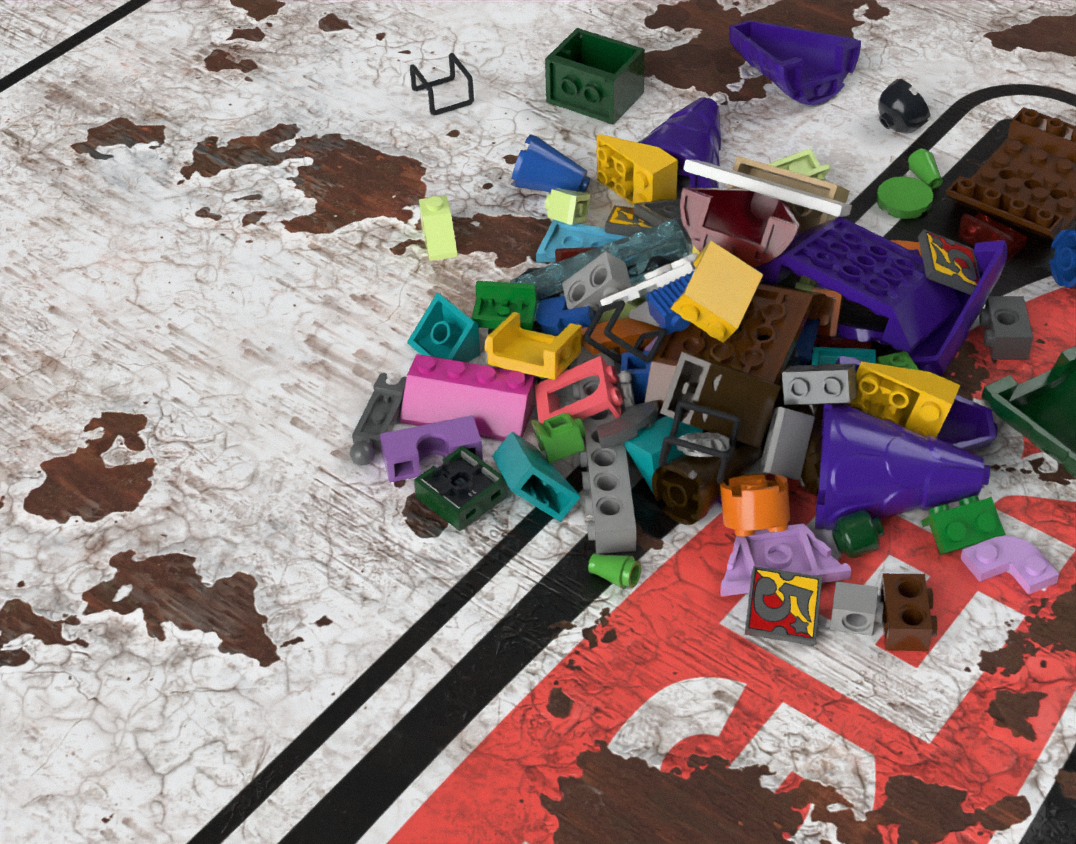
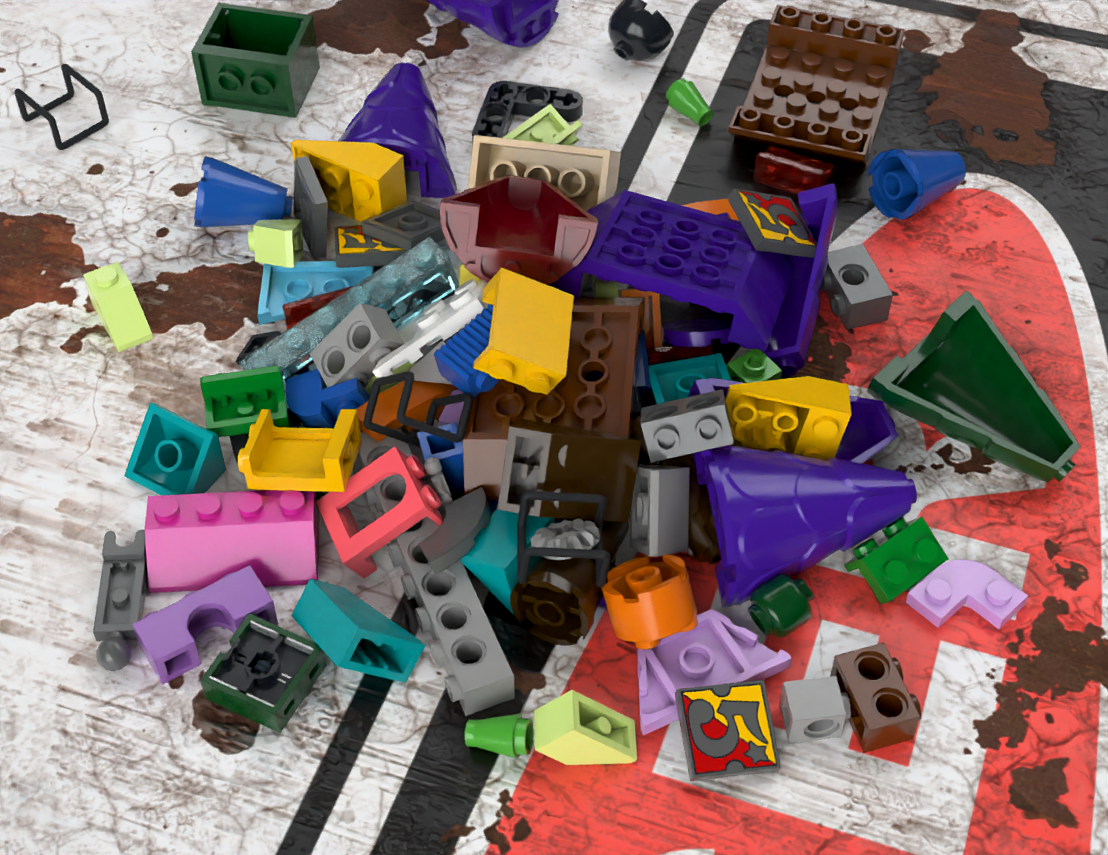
camera: 20 degrees left, 5 degrees up
(559, 436) = (374, 569): bright green window -> none
(599, 186) = (310, 206): none -> dark grey tile
(676, 581) = (584, 732): none -> yellowish green slope
(768, 188) = (524, 170): white tile -> none
(787, 143) = (515, 102): none -> black beam
(904, 197) = (676, 143): bright green tile -> none

